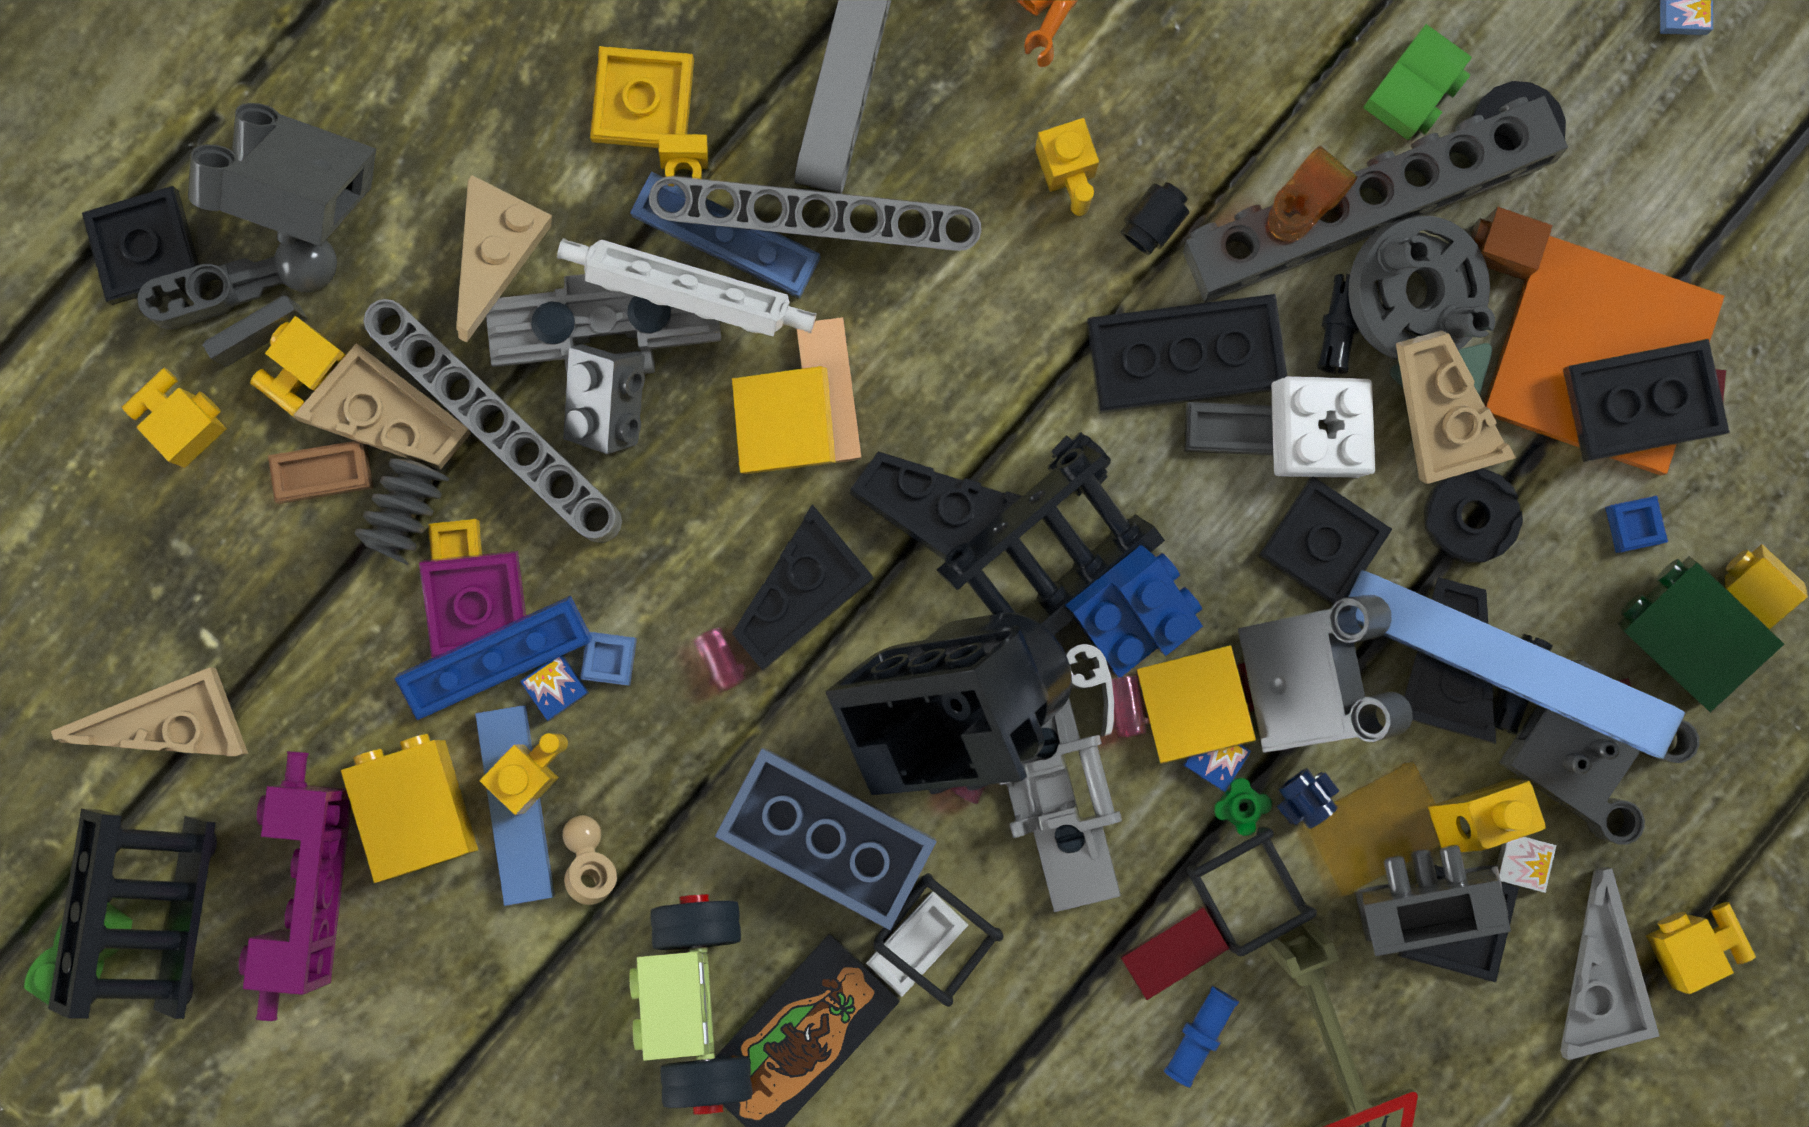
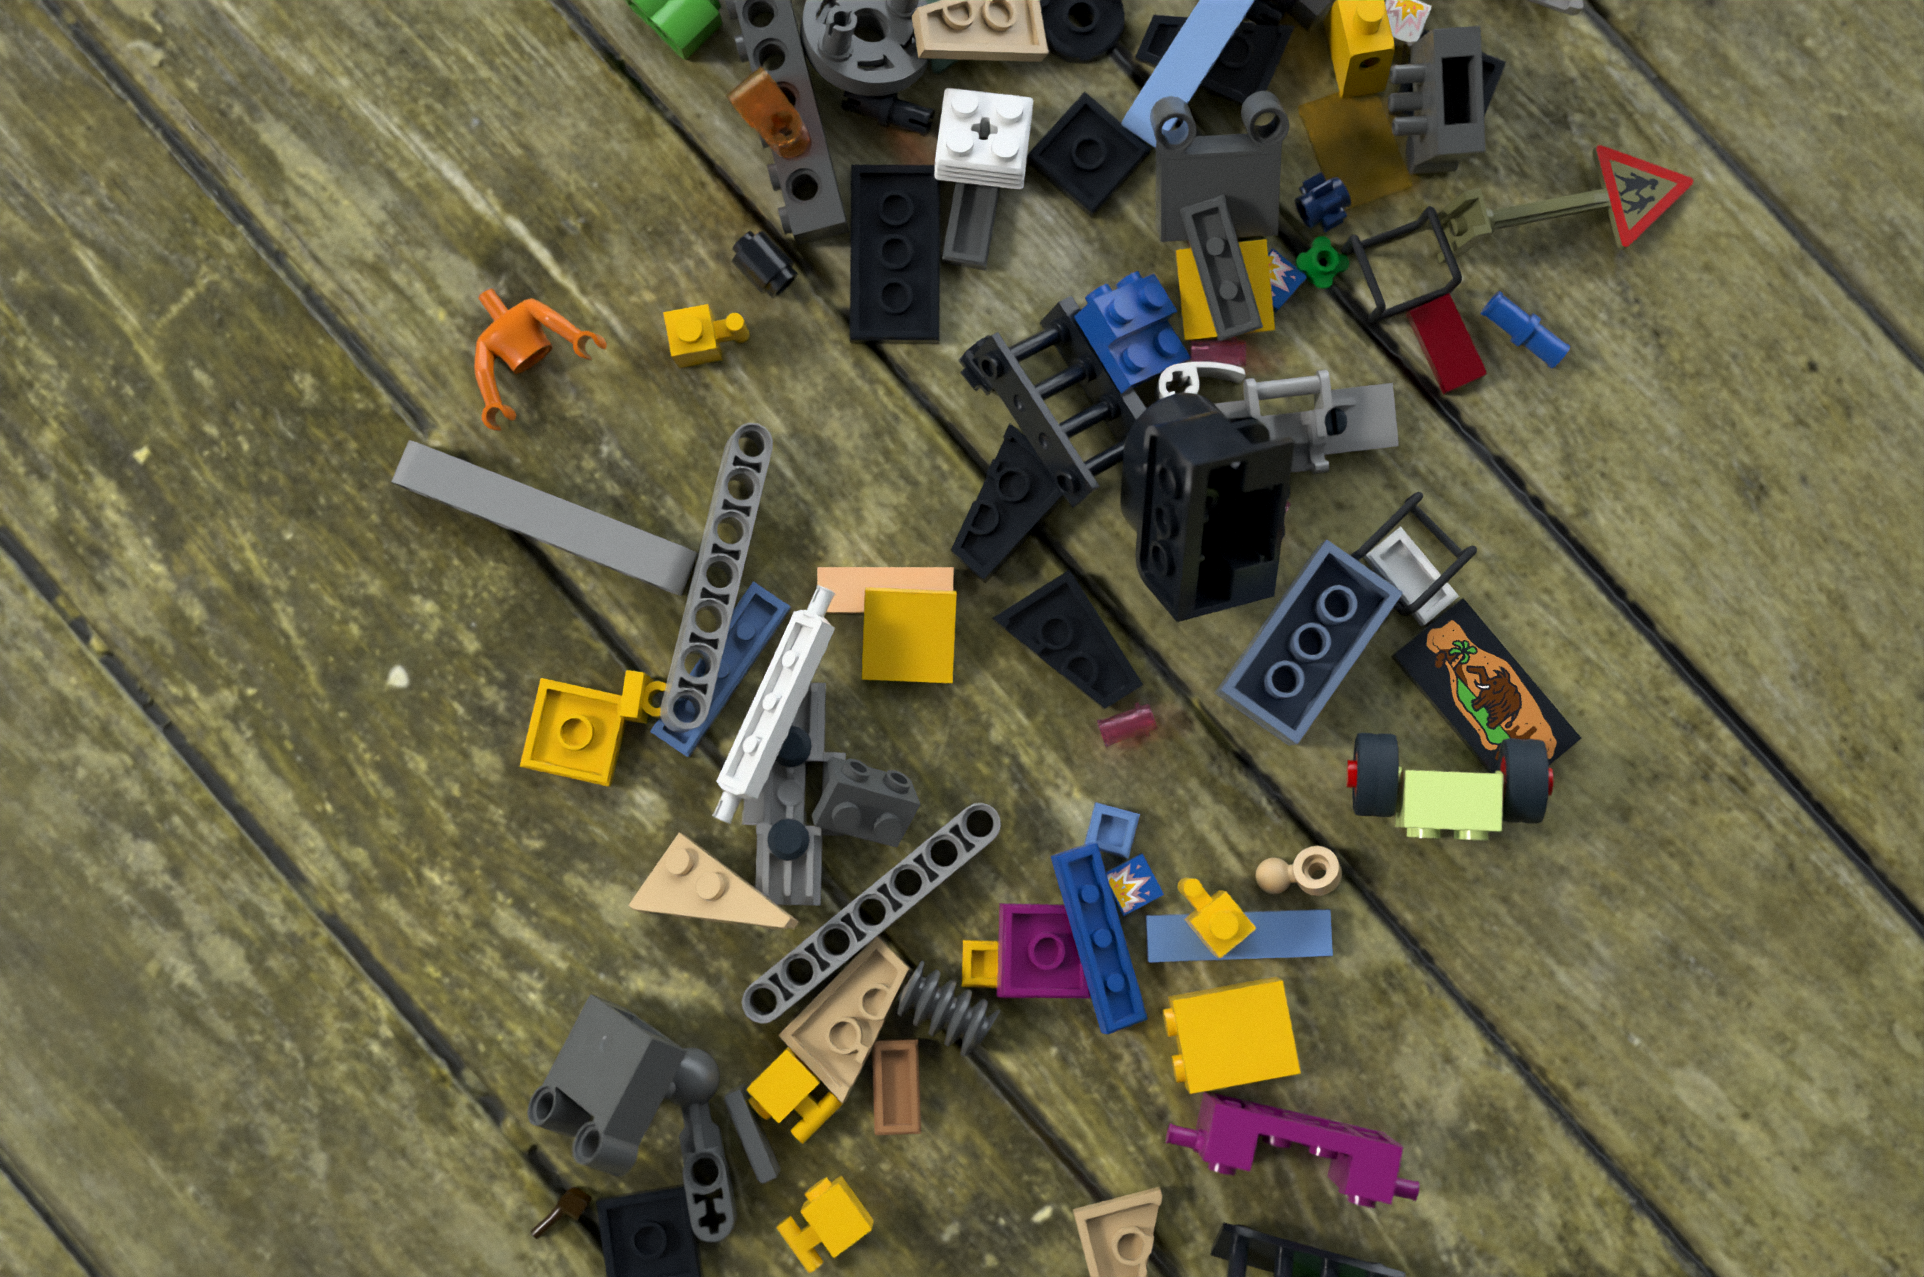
camera: 85 degrees left, 0 degrees up
(167, 162) = (571, 1203): none -> dark brown hand
(1216, 694) = (1221, 267): none -> dark grey tile

